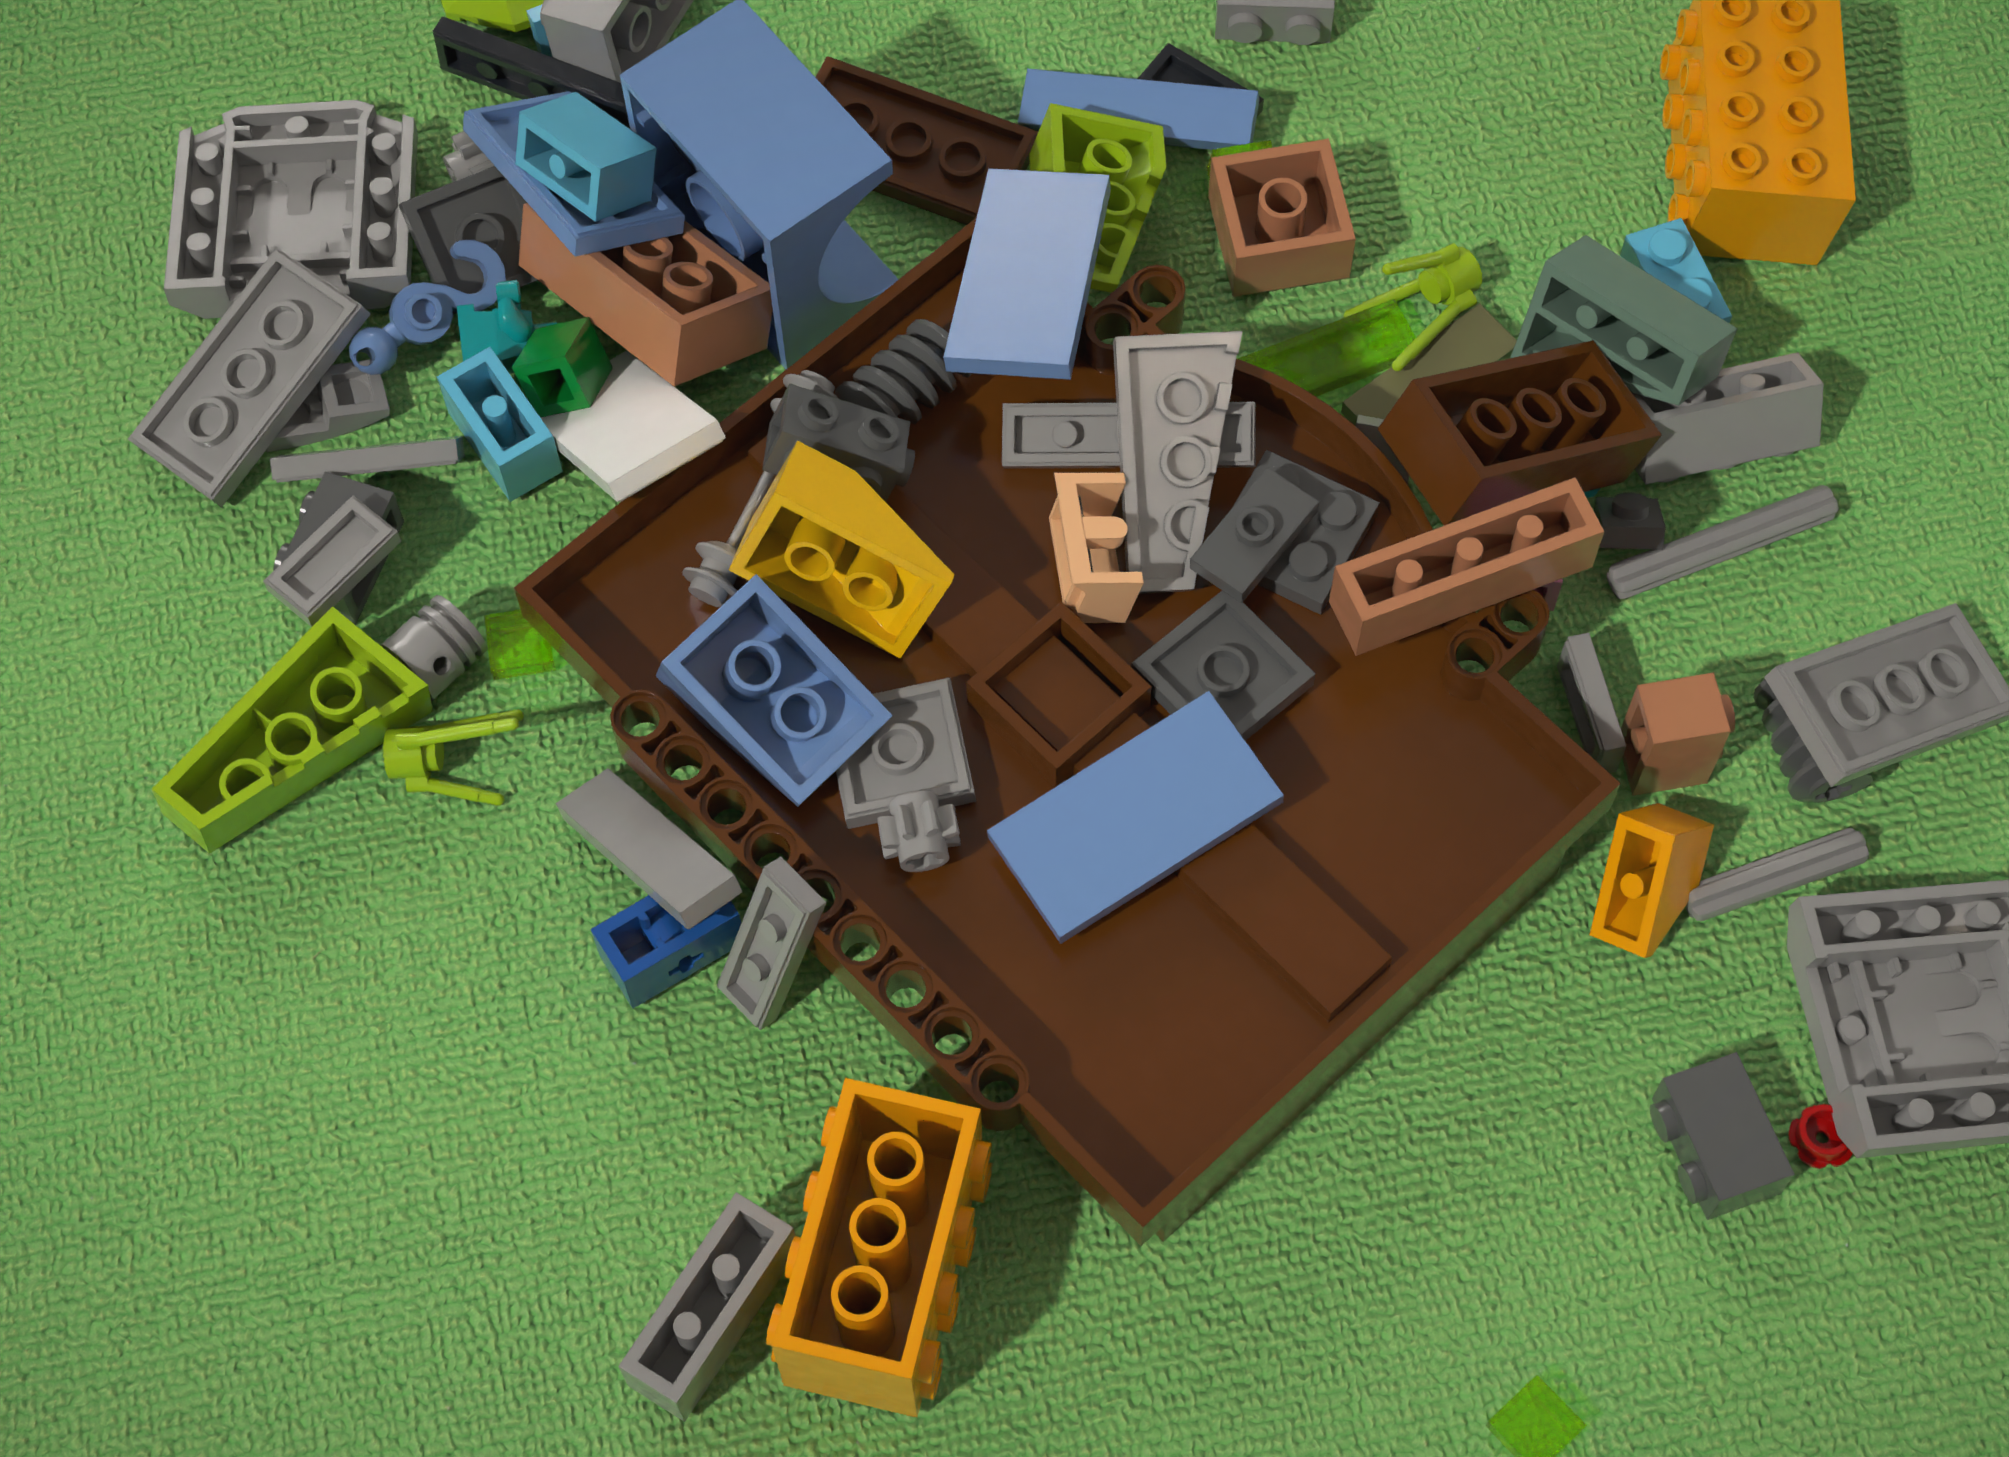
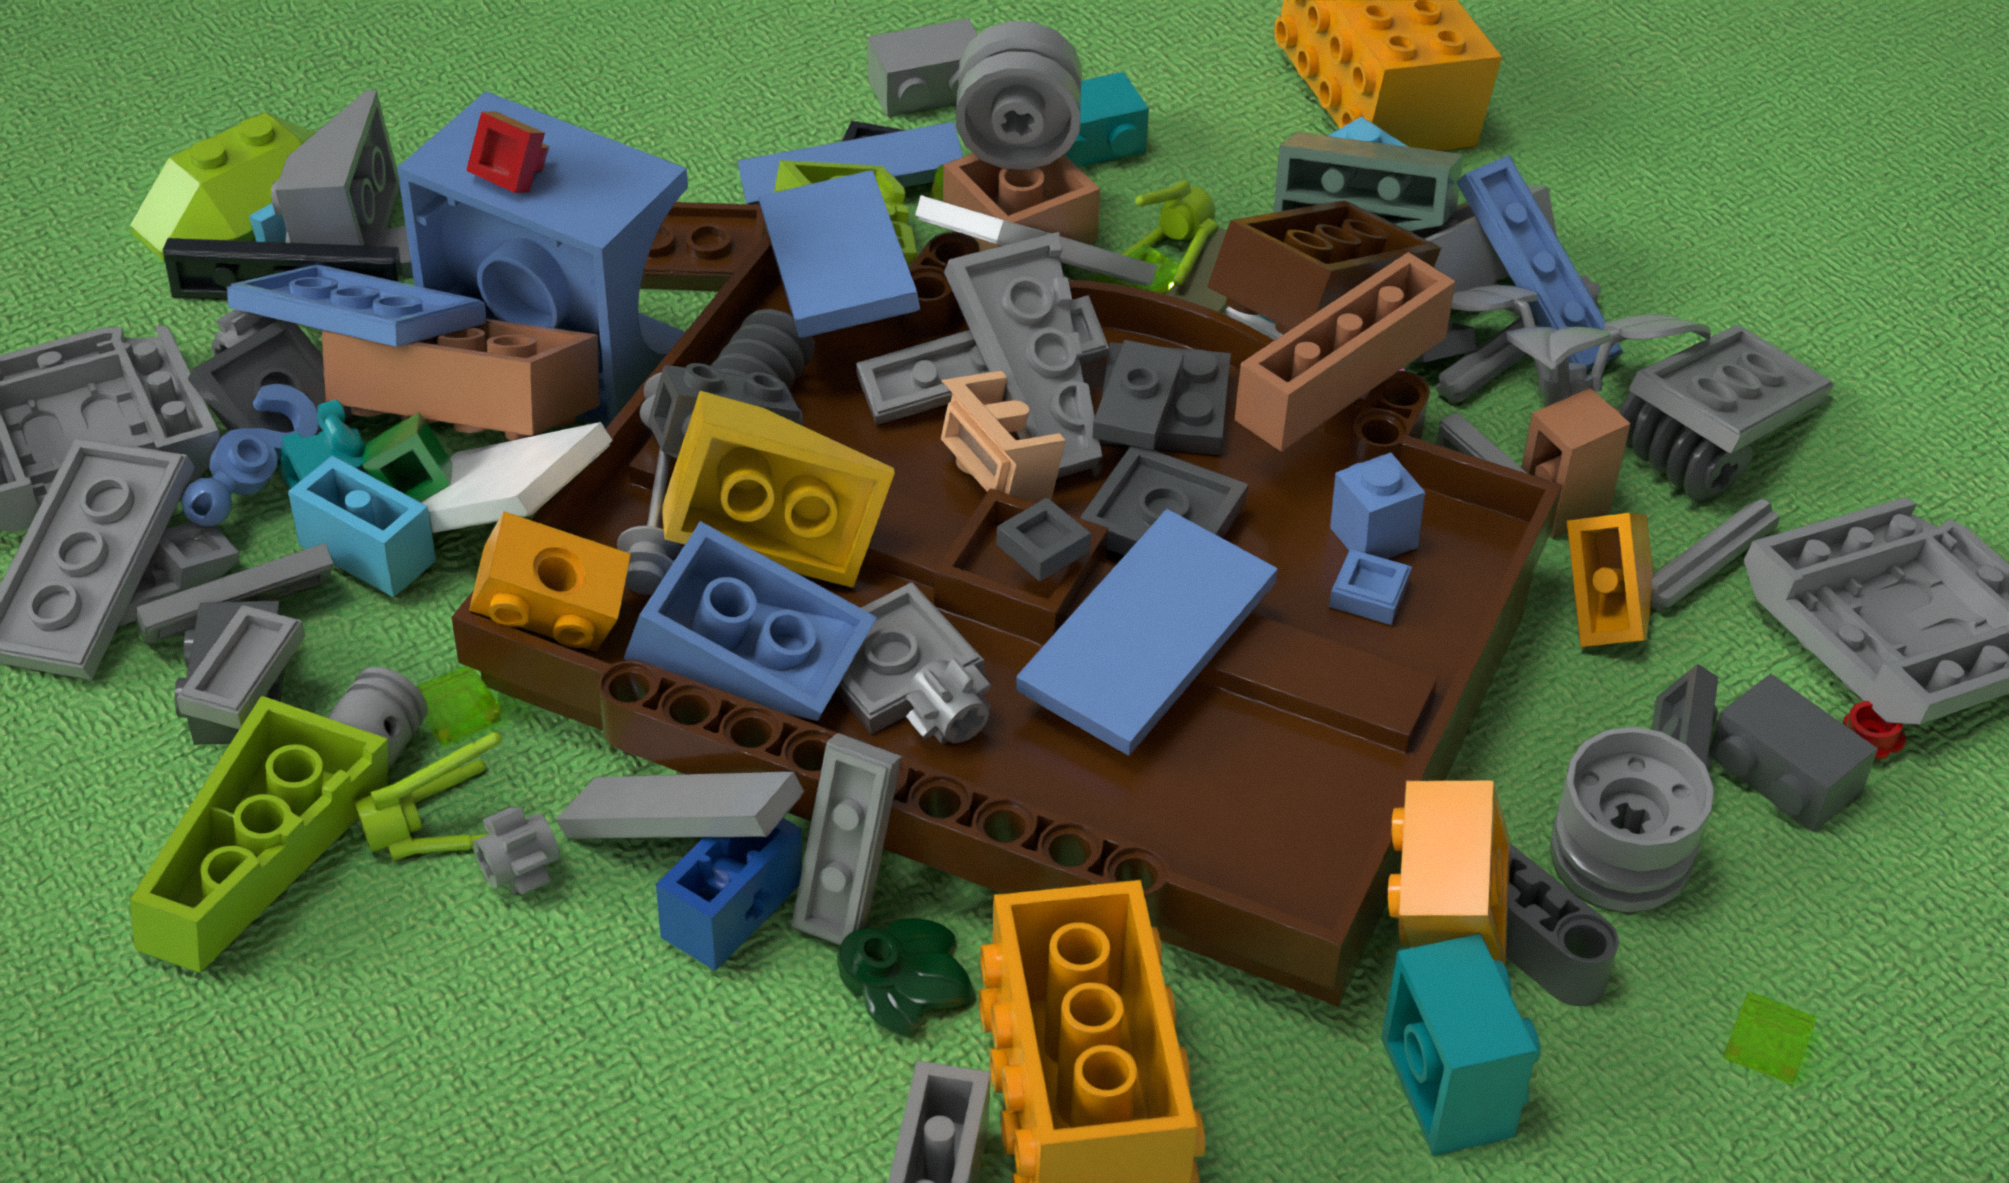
camera: 25 degrees left, 20 degrees down
(505, 830) = (516, 850): none -> light grey gear
(585, 156) = (373, 269): medium azure brick -> none
(647, 581) = (583, 575): none -> light orange brick
(718, 101) = (507, 152): none -> red tile
(800, 1078) = (909, 974): none -> dark green plate
(1073, 690) = (1043, 539): none -> dark grey plate
(1224, 1342) = (1459, 1043): none -> teal brick
(1249, 295) = (1006, 232): none -> white tile
(1286, 1187) = (1451, 865): none -> light orange brick
(1302, 116) = (1019, 95): none -> light grey wheel
(1382, 1202) = (1557, 935): none -> dark grey beam
(1385, 825) = (1370, 586): none -> medium blue tile
(1403, 120) = (1110, 121): none -> teal brick
(1425, 746) = (1377, 507): none -> medium blue brick
(1540, 1141) = (1631, 819): none -> light grey wheel
(1633, 1063) = (1689, 711): none -> dark grey plate
(1722, 627) = (1553, 346): none -> light grey plant
(1768, 477) = (1532, 251): none -> medium blue tile

